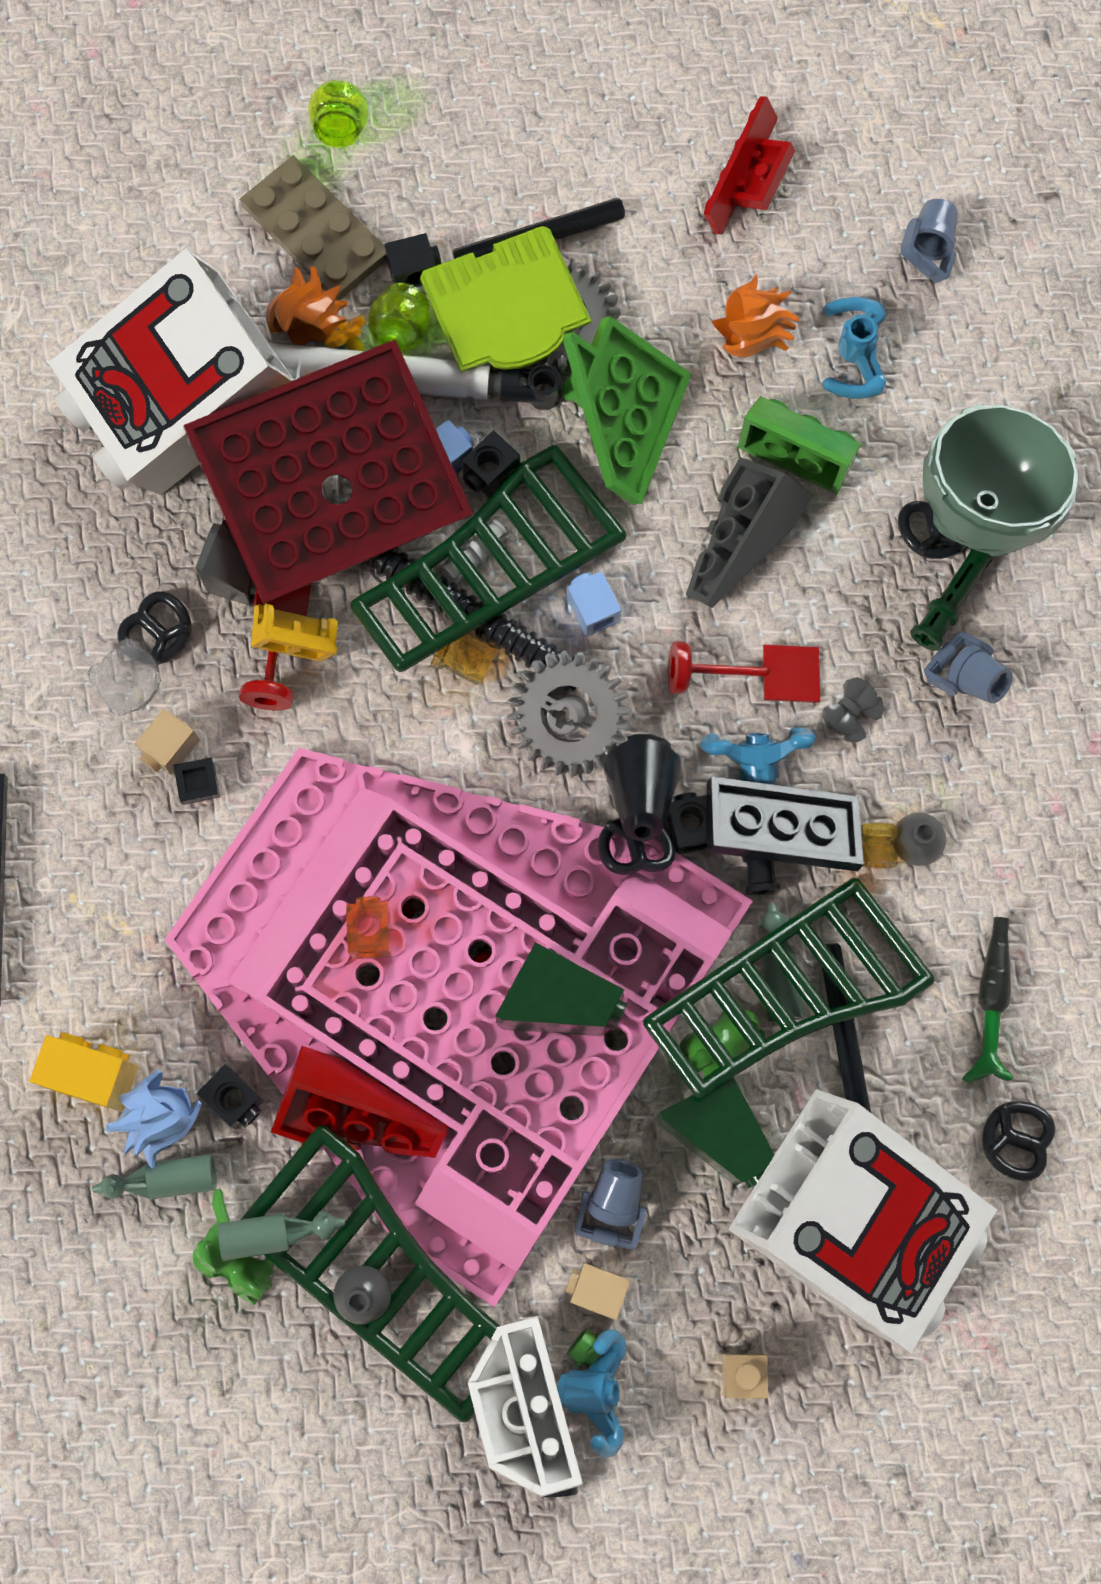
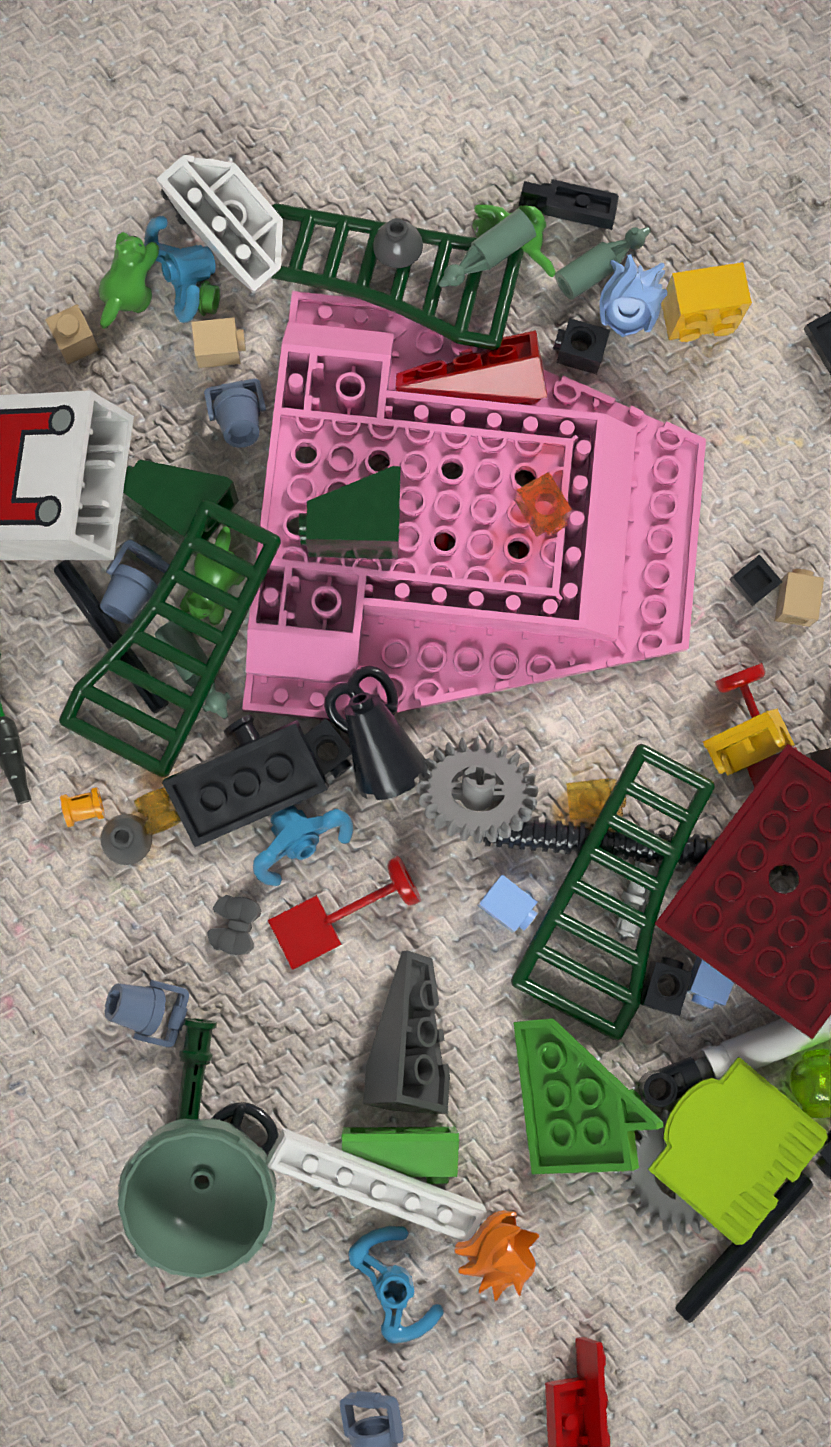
camera: 145 degrees right, 5 degrees up
(154, 1258) = (571, 202): none -> black hinge
(665, 1404) = (124, 283): none -> bright green animal
(809, 1068) = (129, 587): none -> sand blue piece
(837, 419) = (375, 1185): none -> white tile
(948, 885) = (82, 807): none -> light orange bush

